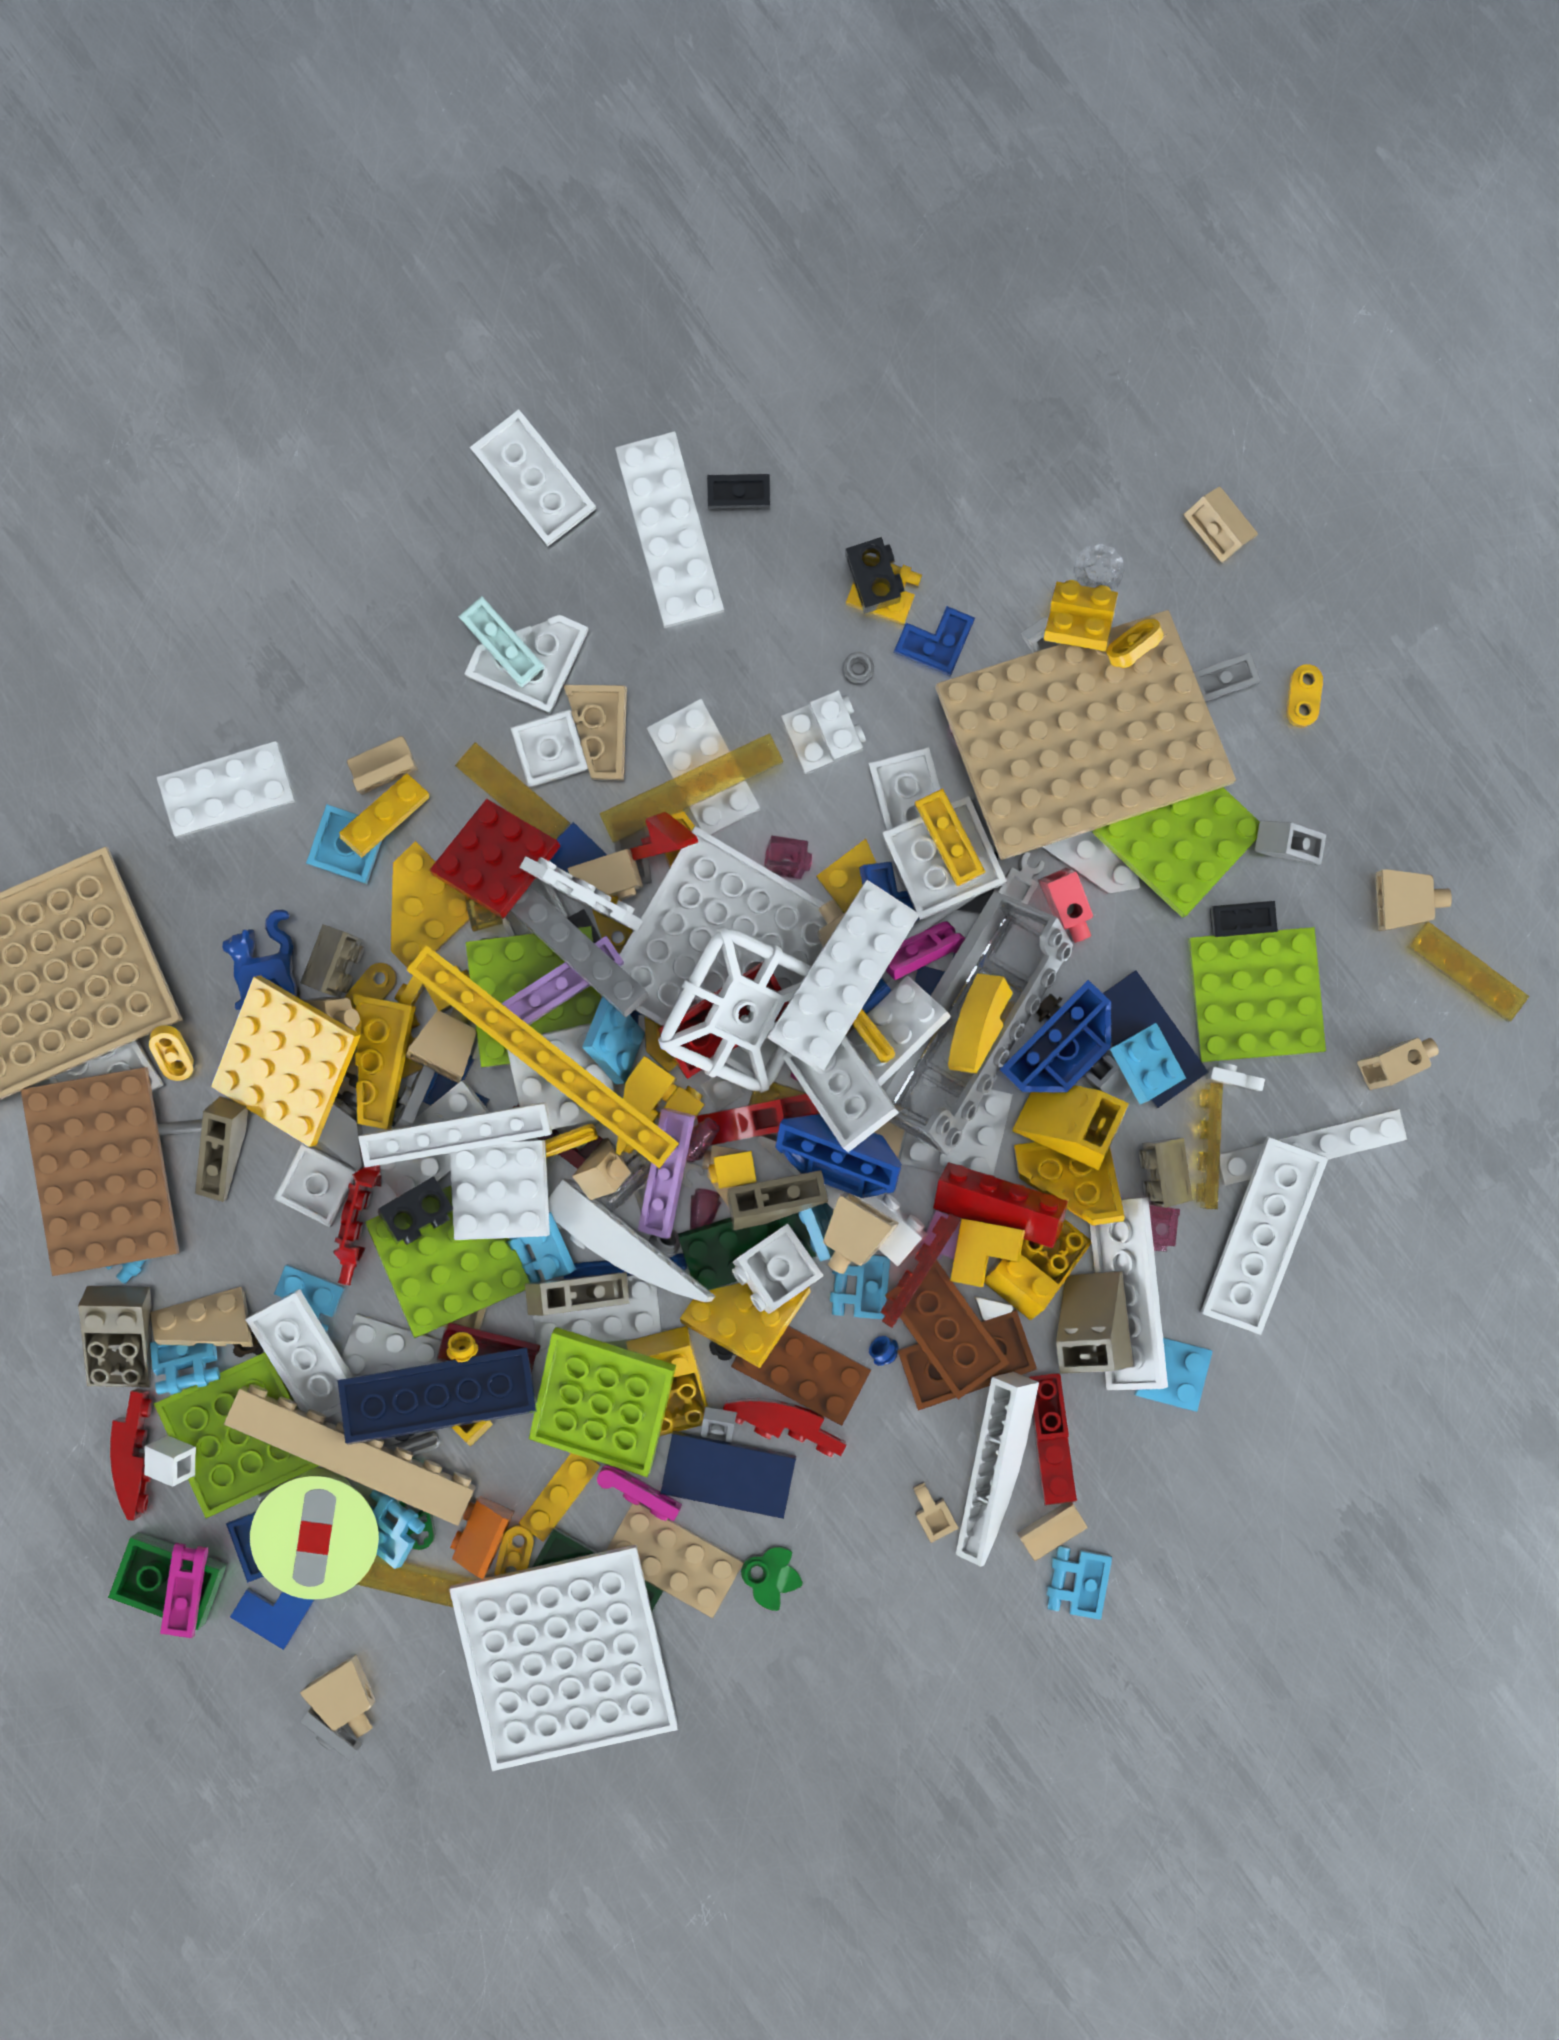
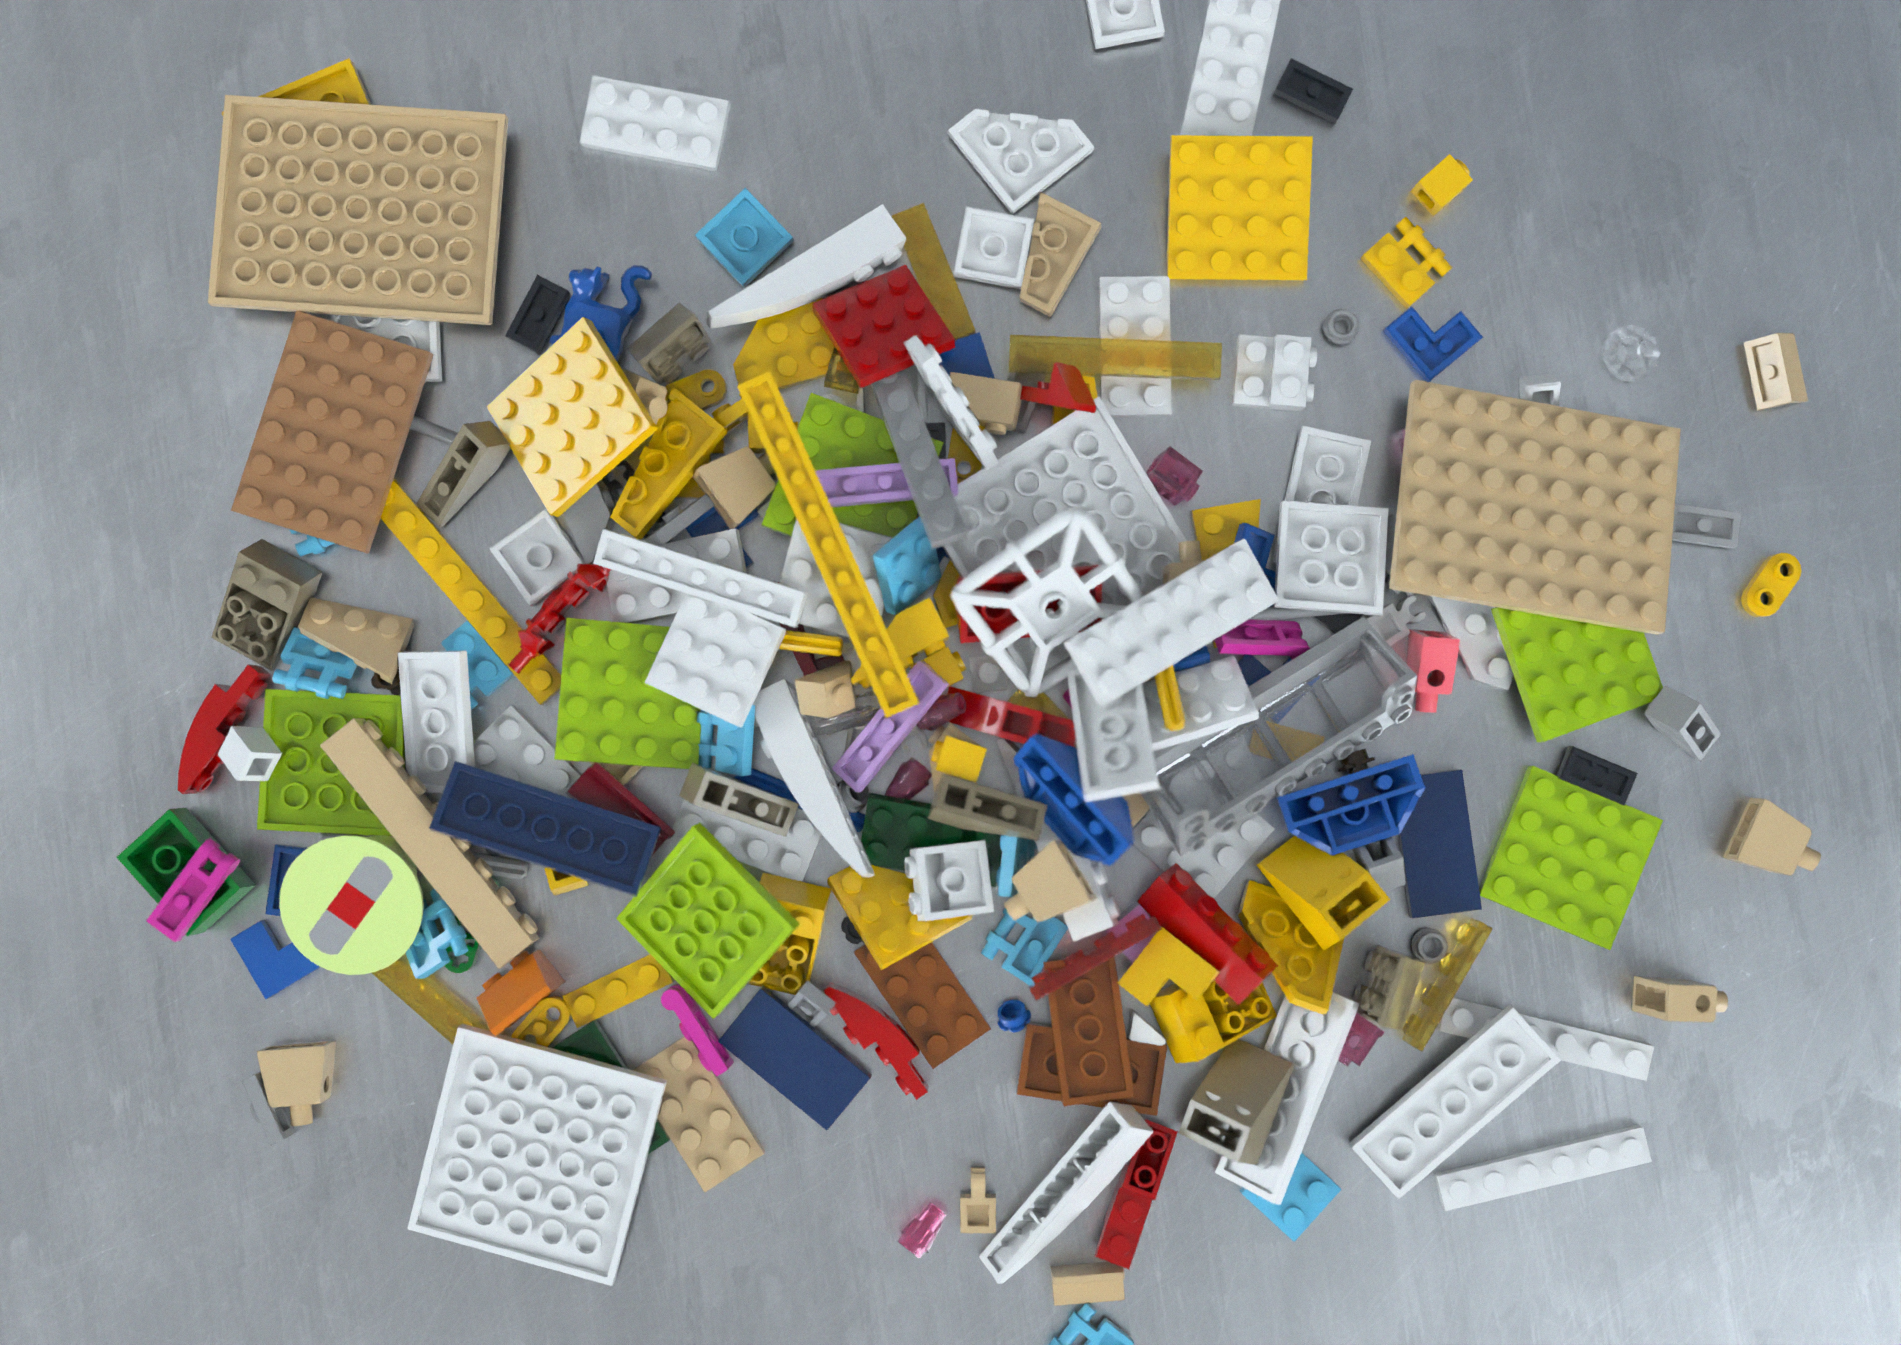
camera: 30 degrees right, 0 degrees up
(169, 1050) = (461, 349): yellow plate -> none
(213, 991) = (538, 314): none -> black plate
(273, 1242) = (466, 590): none -> yellow plate
(381, 765) = (819, 179): tan panel -> none
(384, 815) = (793, 227): yellow plate -> none
(411, 1204) = (619, 623): black brick -> none
(421, 841) = (817, 272): none -> white slope
(461, 1341) = (595, 786): yellow plate -> none
(501, 641) = (1002, 116): light aqua tile -> none
(728, 616) = (1239, 207): none -> yellow plate
(775, 1579) = (787, 1185): green plate -> none
(867, 576) = (1399, 238): black brick -> none
(879, 513) = (1442, 184): none -> yellow brick
(900, 1558) = (922, 1230): none -> clear pink cone
(949, 837) = (1348, 540): yellow tile -> none
(978, 1022) = (1282, 739): yellow slope -> none
(1081, 615) = (1593, 388): yellow plate -> none
(1134, 643) = (1635, 442): yellow plate -> none
(1148, 1063) = (1428, 869): medium azure plate -> none
(1193, 1122) = (1440, 946): none -> light grey plate
(1227, 1074) = (1501, 923): white plate -> none
(1362, 1250) = (1542, 1167): none -> white plate
(1468, 971) = (1794, 945): clear yellow plate -> none

